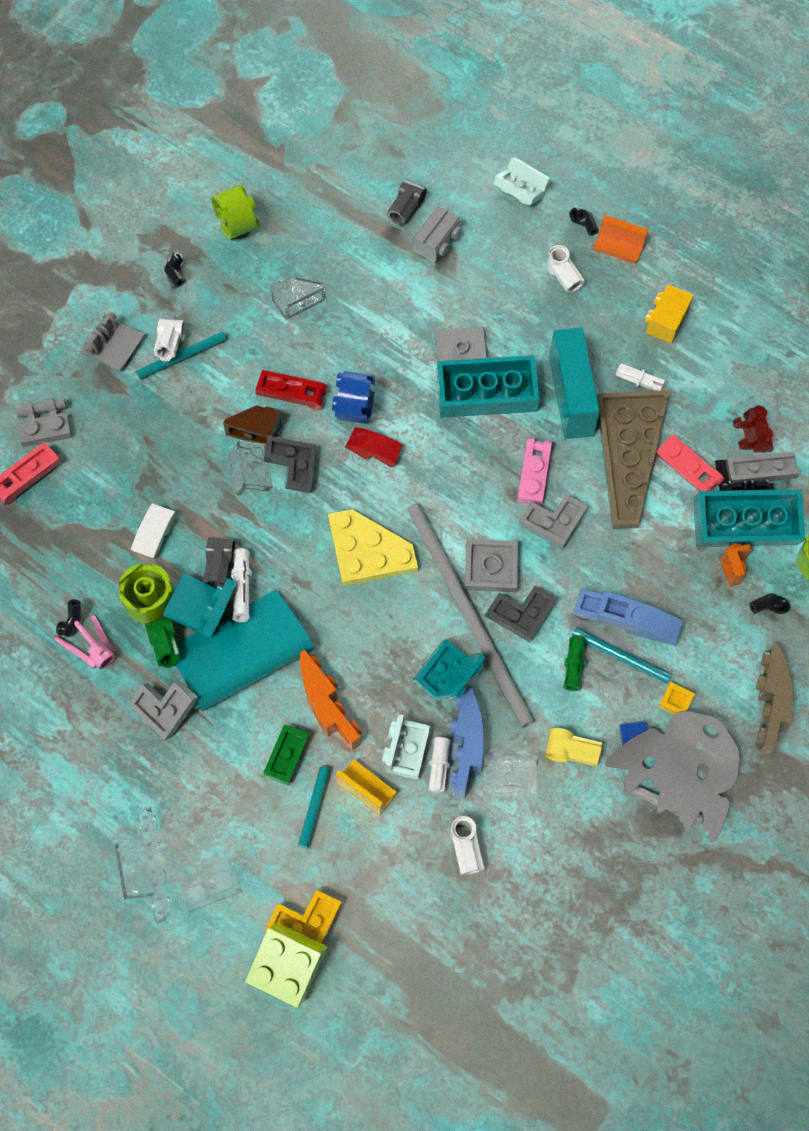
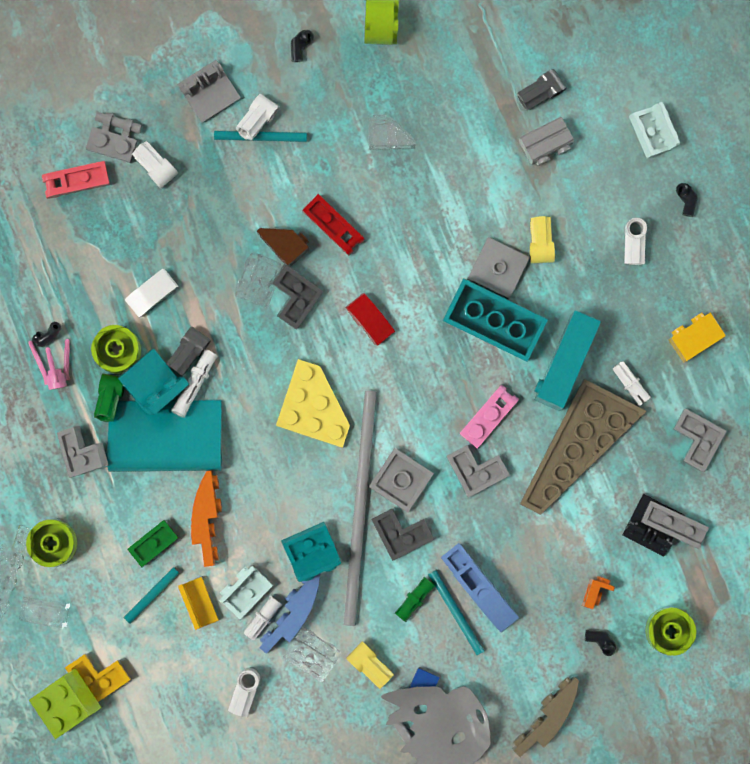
camera: 30 degrees right, 20 degrees up
(101, 425) = (158, 168): none -> white piece
(183, 793) = (44, 531): none -> lime brick
(354, 397) = (377, 268): blue brick -> none
(487, 313) = (541, 244): none -> light yellow piece
(621, 239) = (704, 239): orange panel -> none
(676, 699) = (473, 674): yellow plate -> none
(688, 464) = (618, 486): coral plate -> none
(733, 385) = (705, 438): none -> light grey plate
(749, 518) = (630, 563): teal brick -> none
(756, 430) = (694, 488): clear red piece -> none

